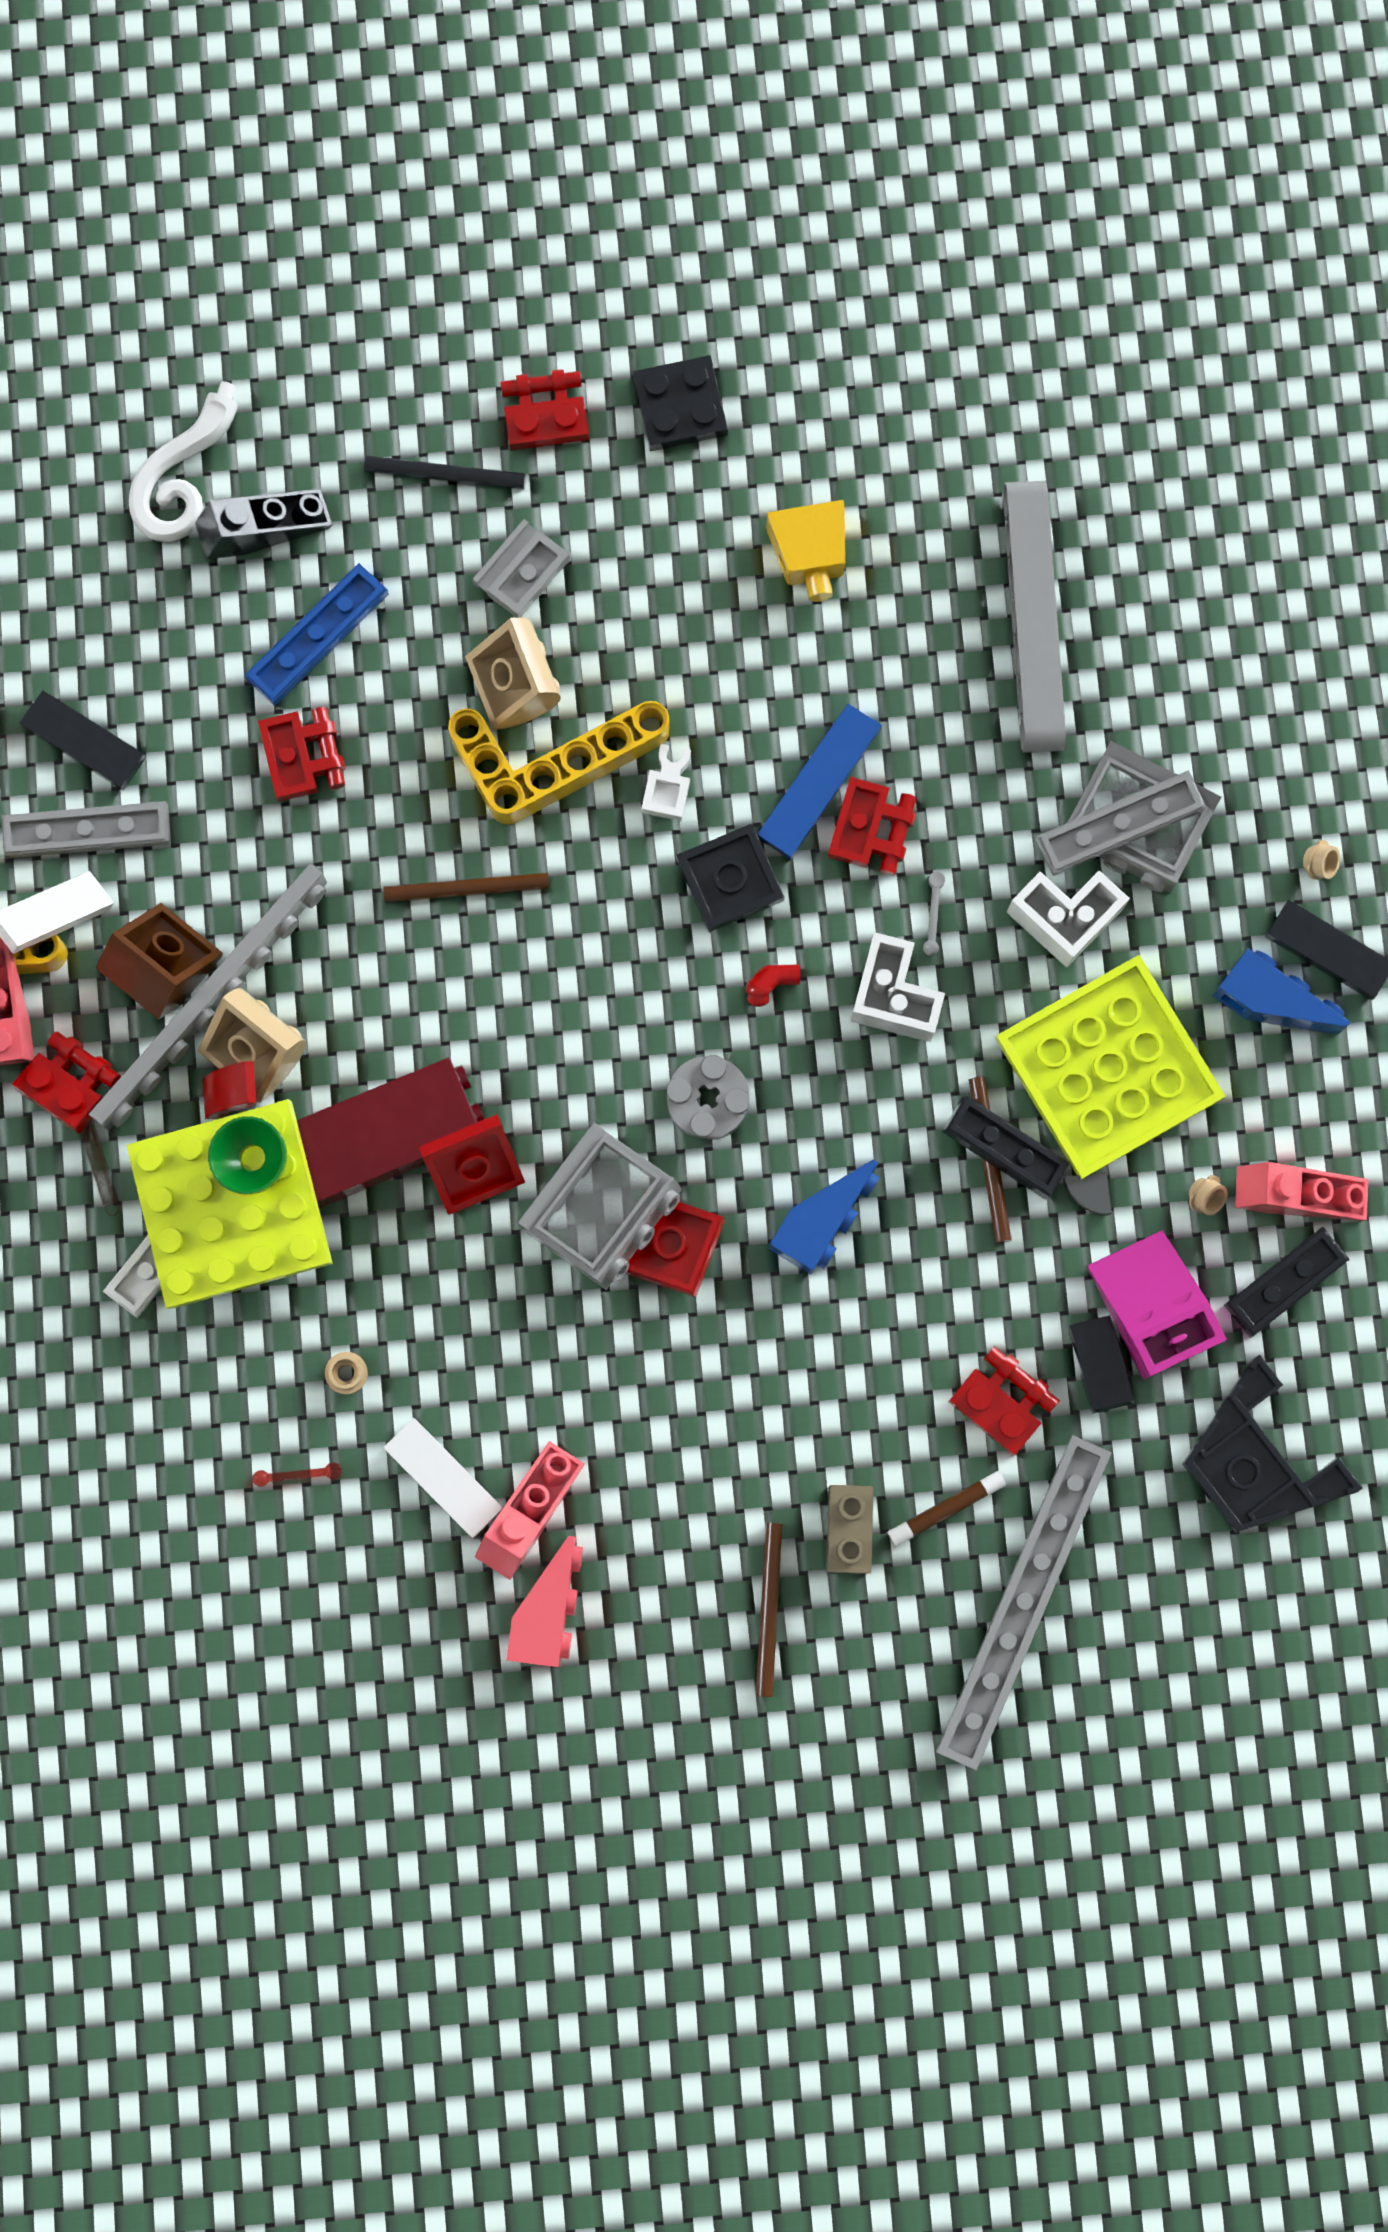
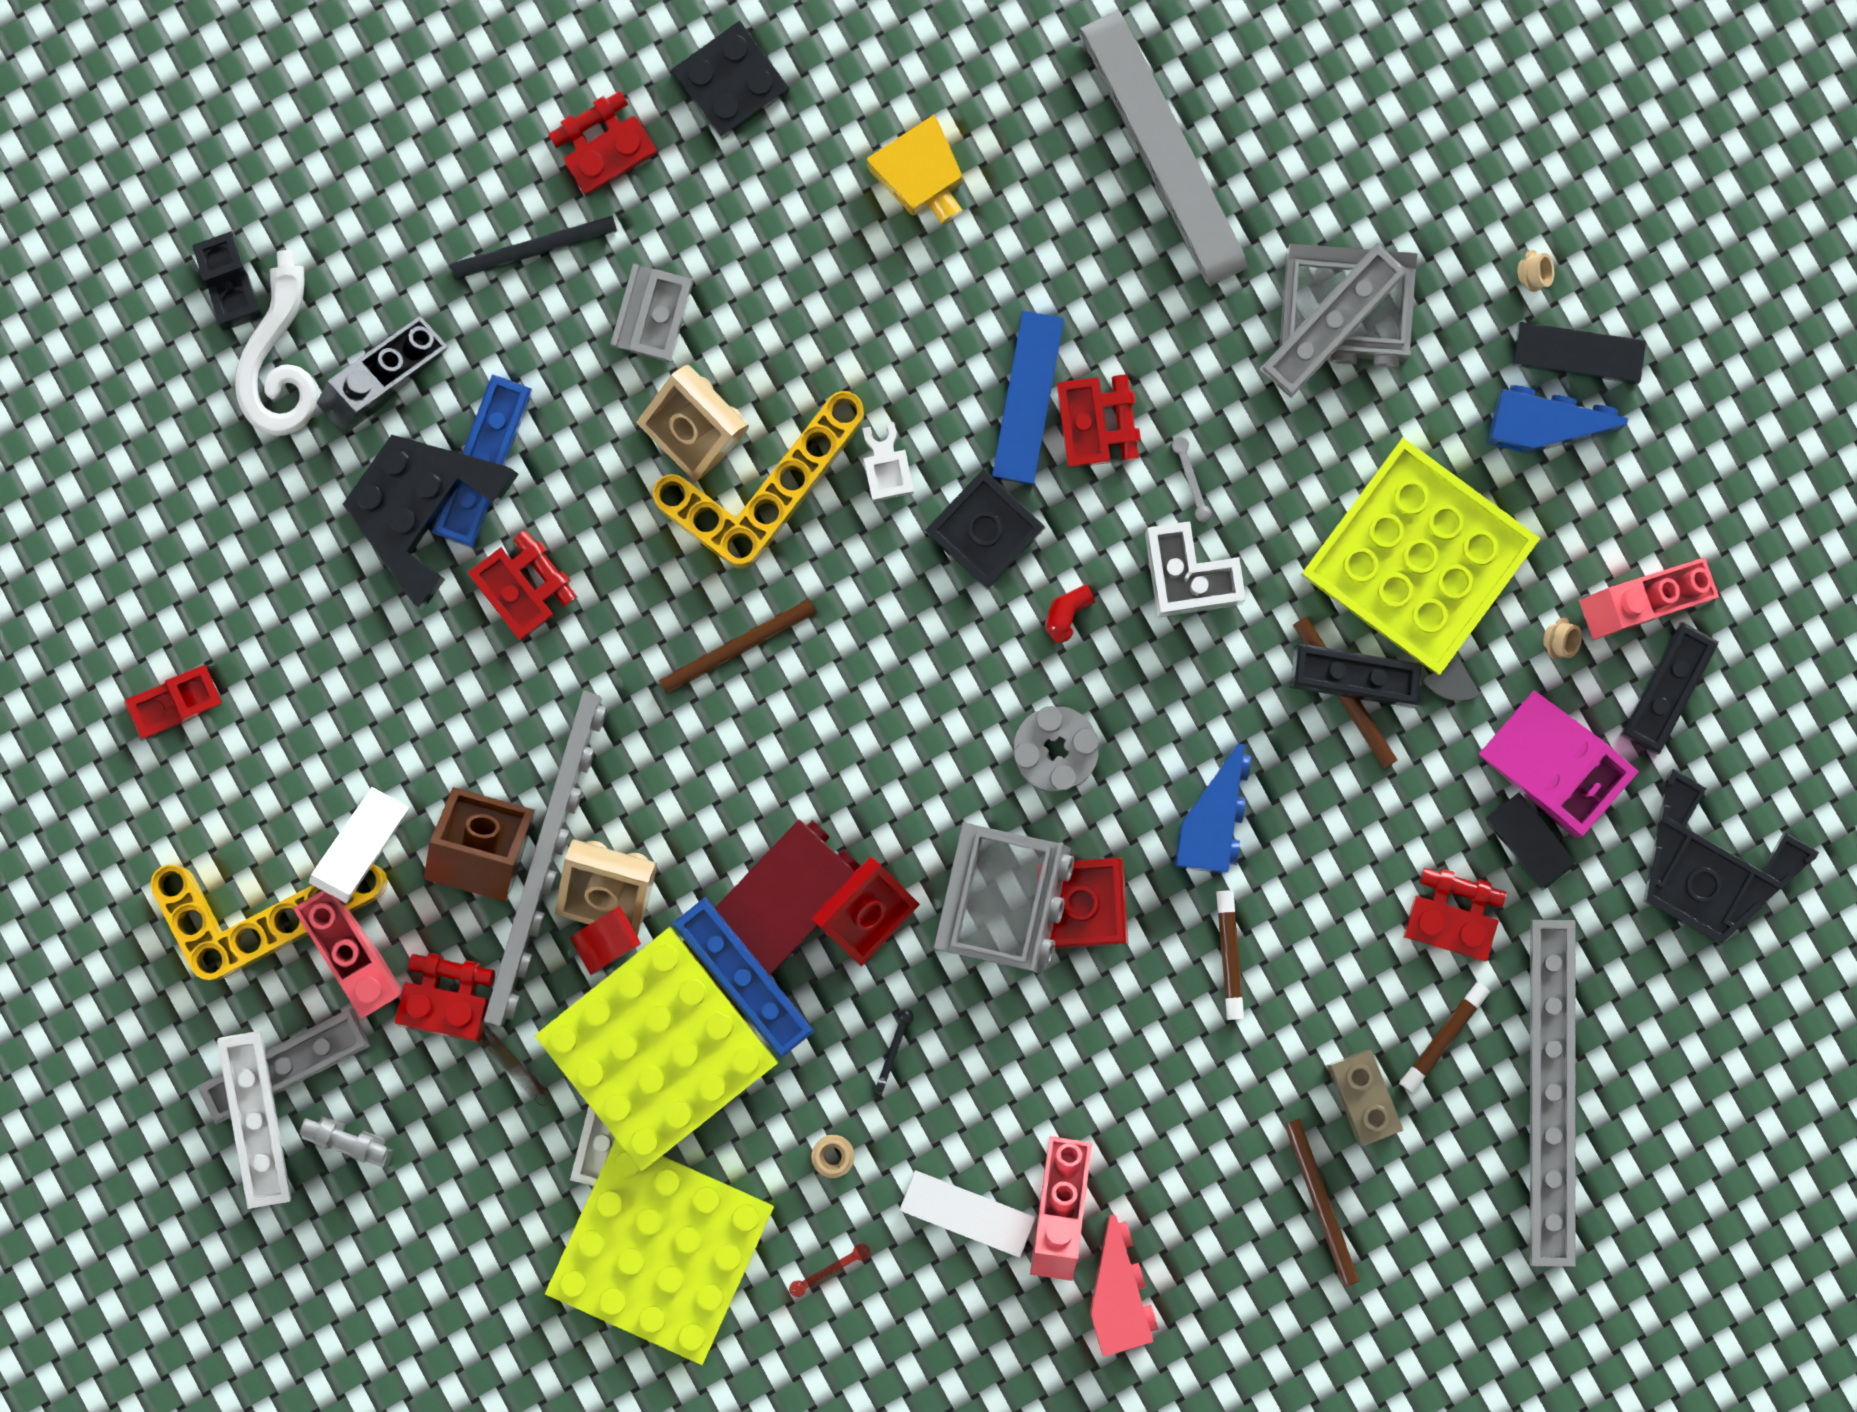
camera: 25 degrees left, 5 degrees up
(83, 740) = (305, 662): black tile -> none
(86, 829) = (348, 748): light grey tile -> none
(152, 1391) = (660, 1252): none -> neon yellow plate
(168, 390) = (227, 281): none -> black slope
(227, 1151) = (640, 1012): green piece -> none
(236, 633) = (405, 495): none -> black wing
(335, 1174) = (743, 977): none -> blue tile
(467, 1278) = (904, 1018): none -> black hinge
(783, 1349) = (1230, 955): none -> reddish brown bar
(1064, 923) = (1320, 439): white brick -> none

